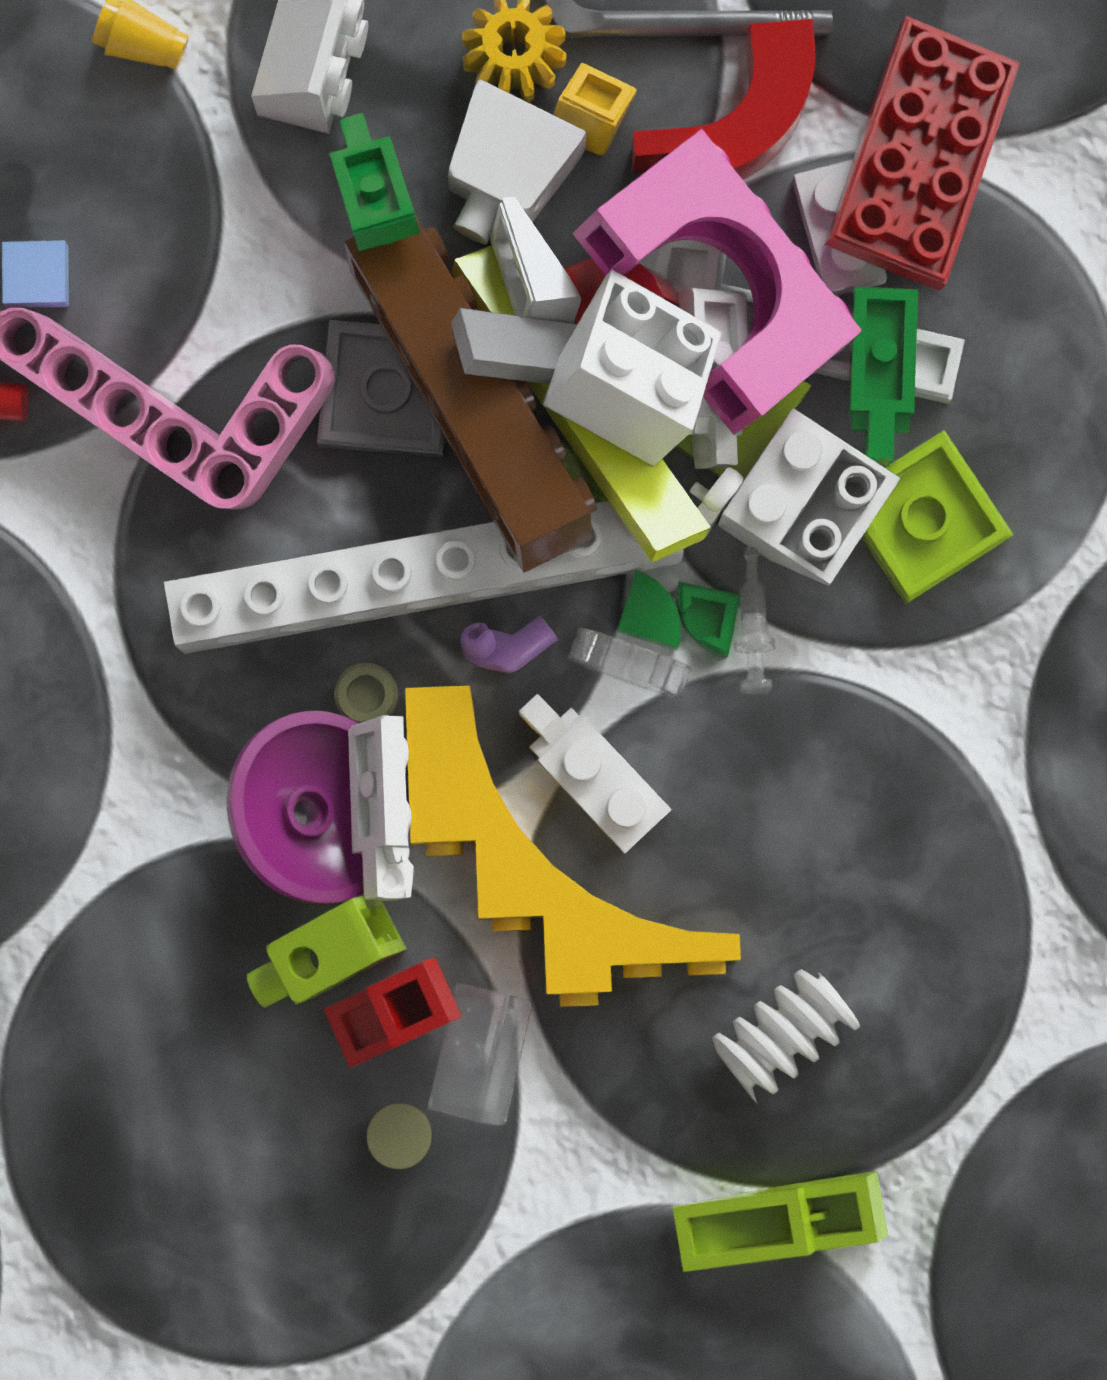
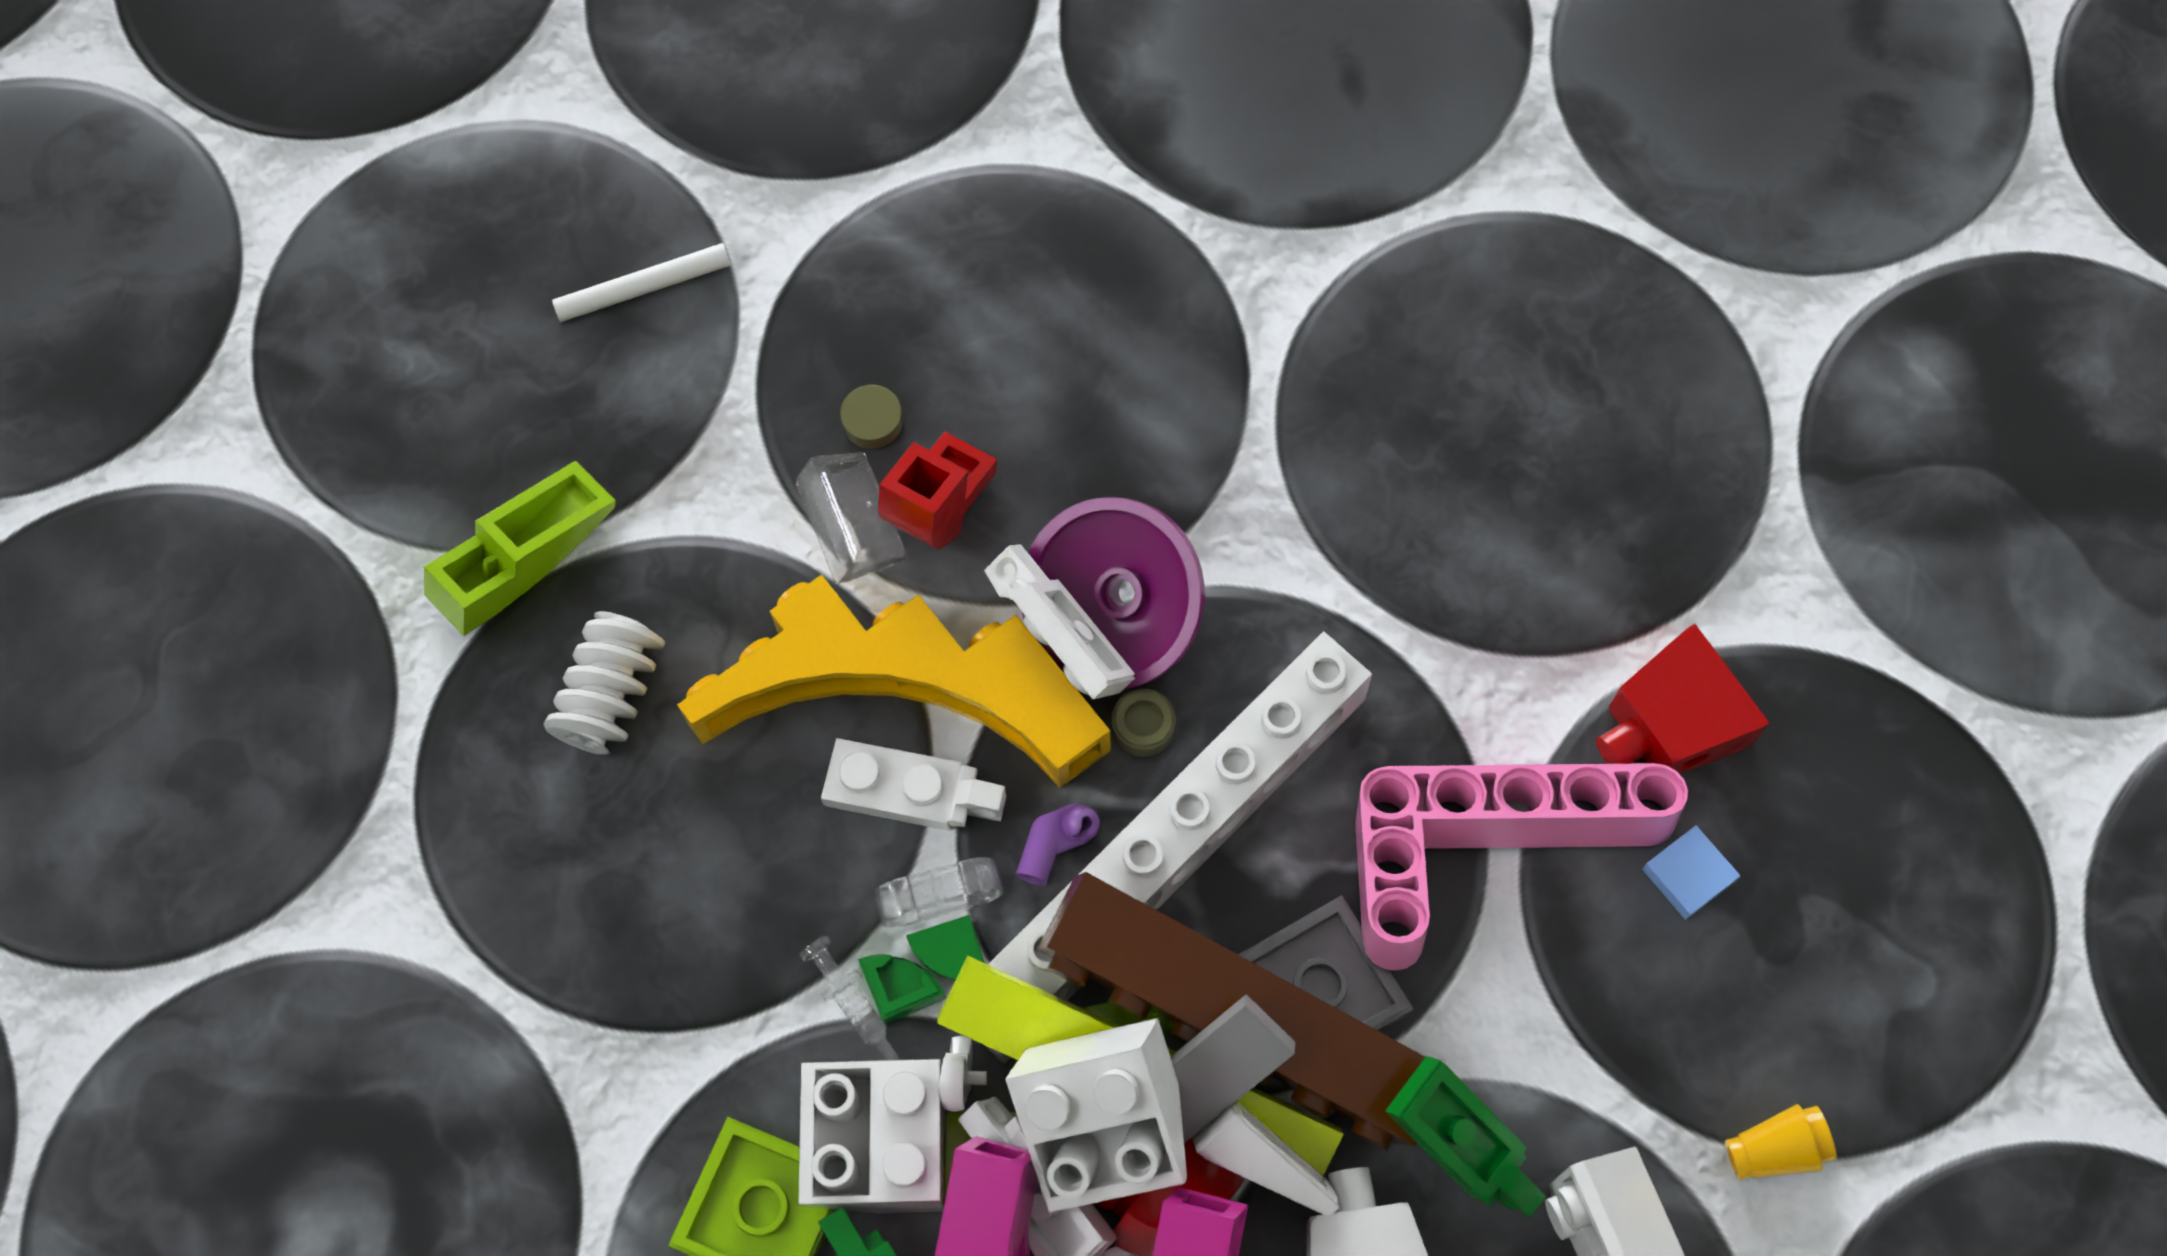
camera: 150 degrees right, 15 degrees down
(346, 944) = (1019, 492): lime torso -> none

